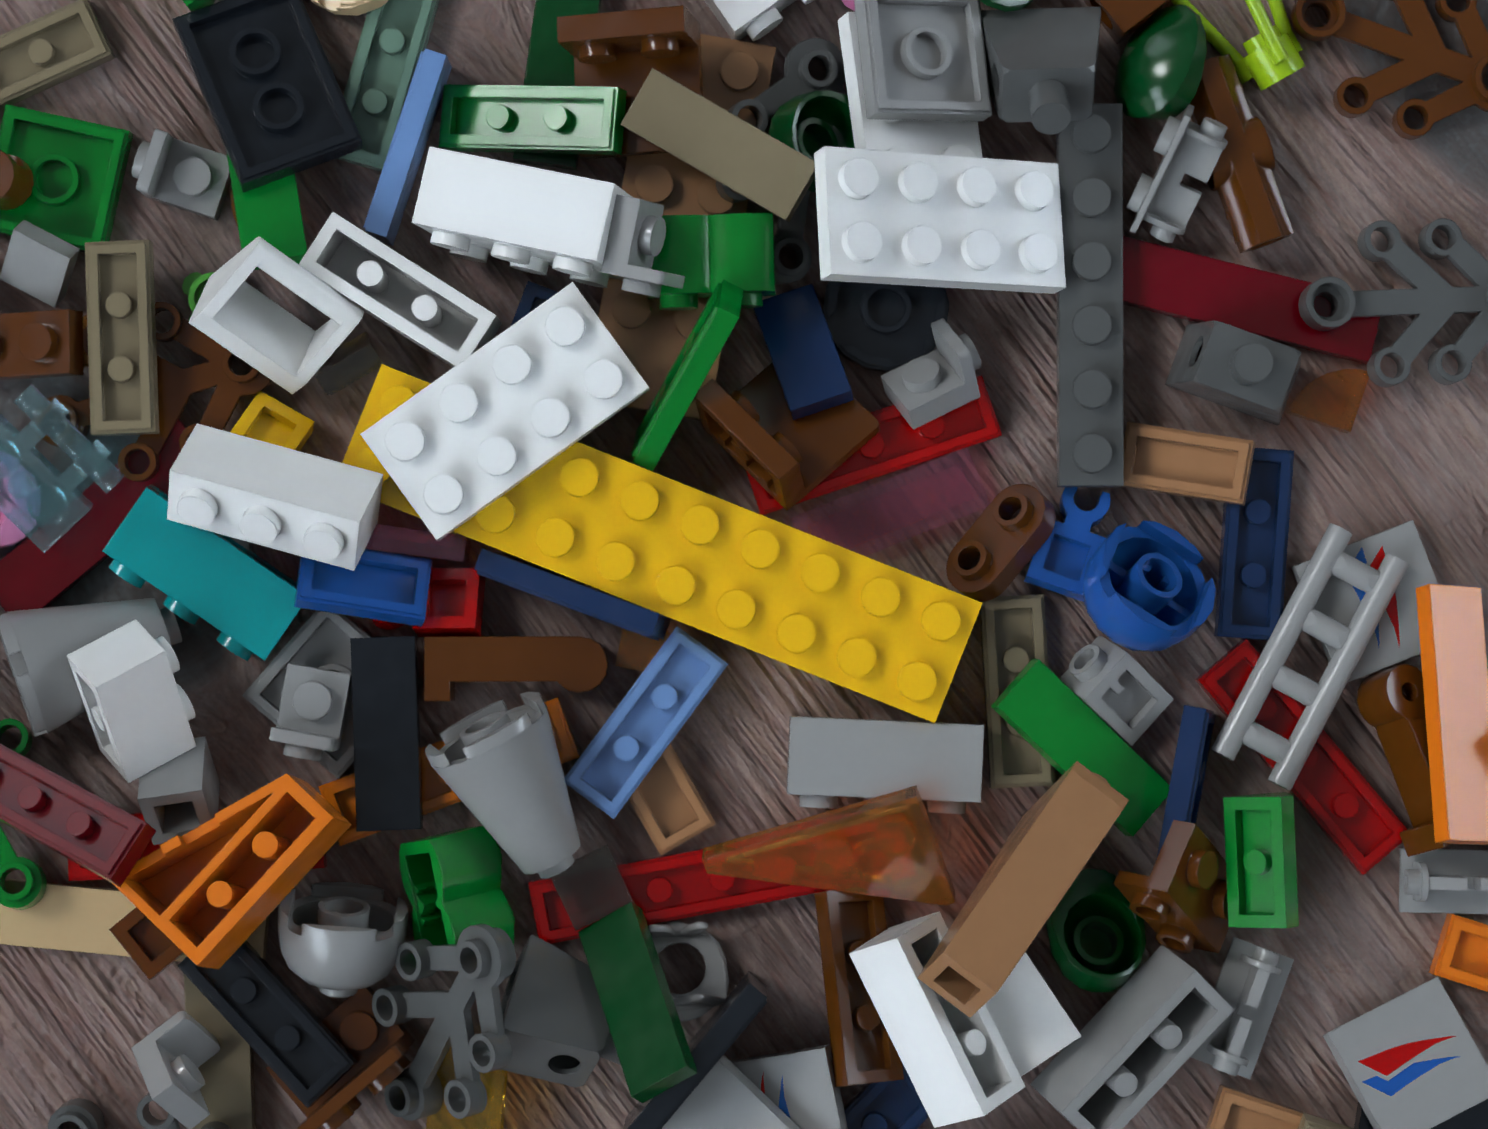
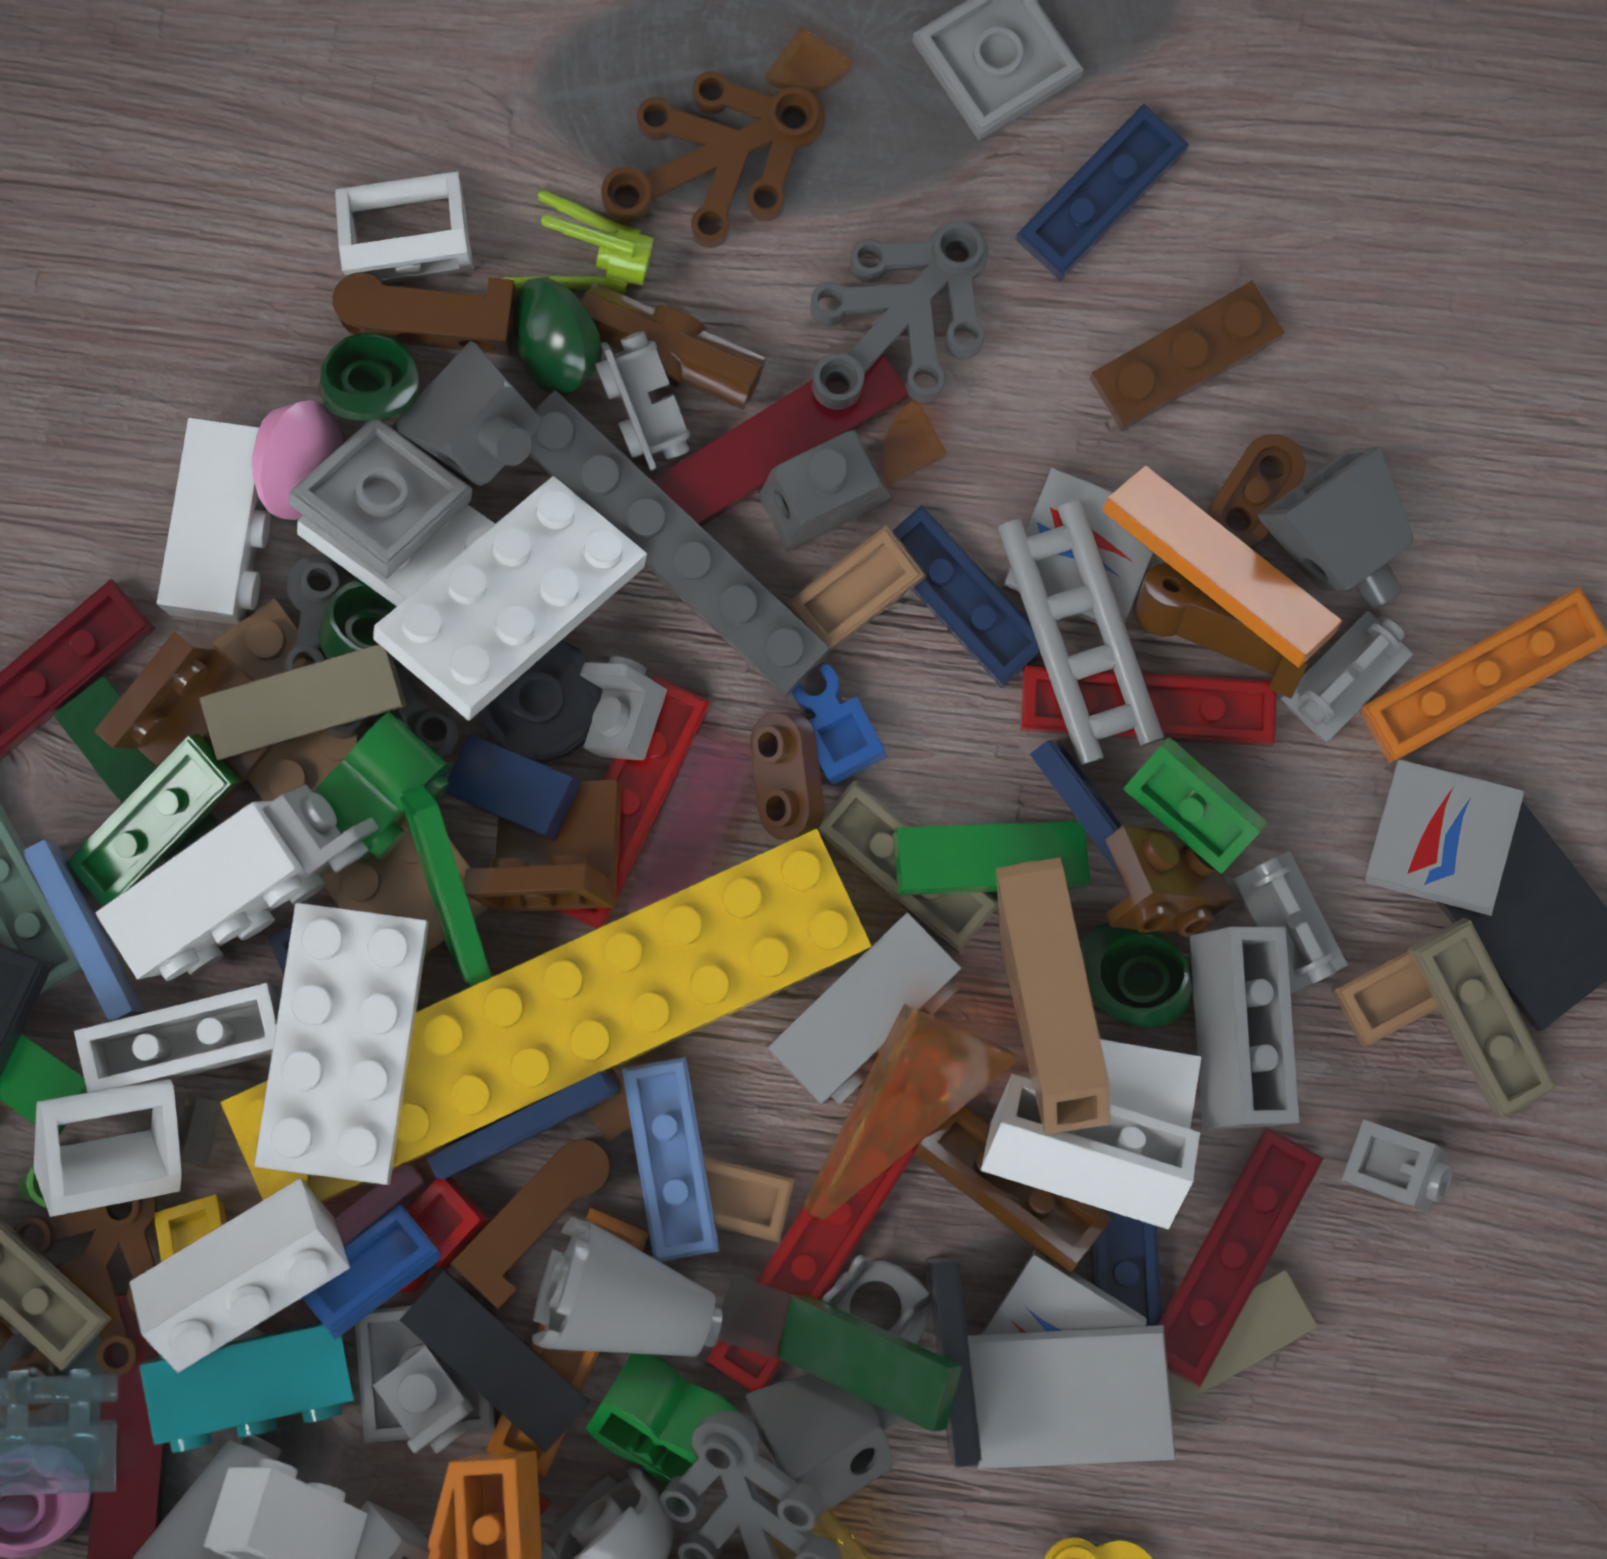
camera: 45 degrees left, 5 degrees down
(1116, 688) = (972, 792): light grey bracket -> none
(1147, 587) = (919, 700): blue cylinder -> none

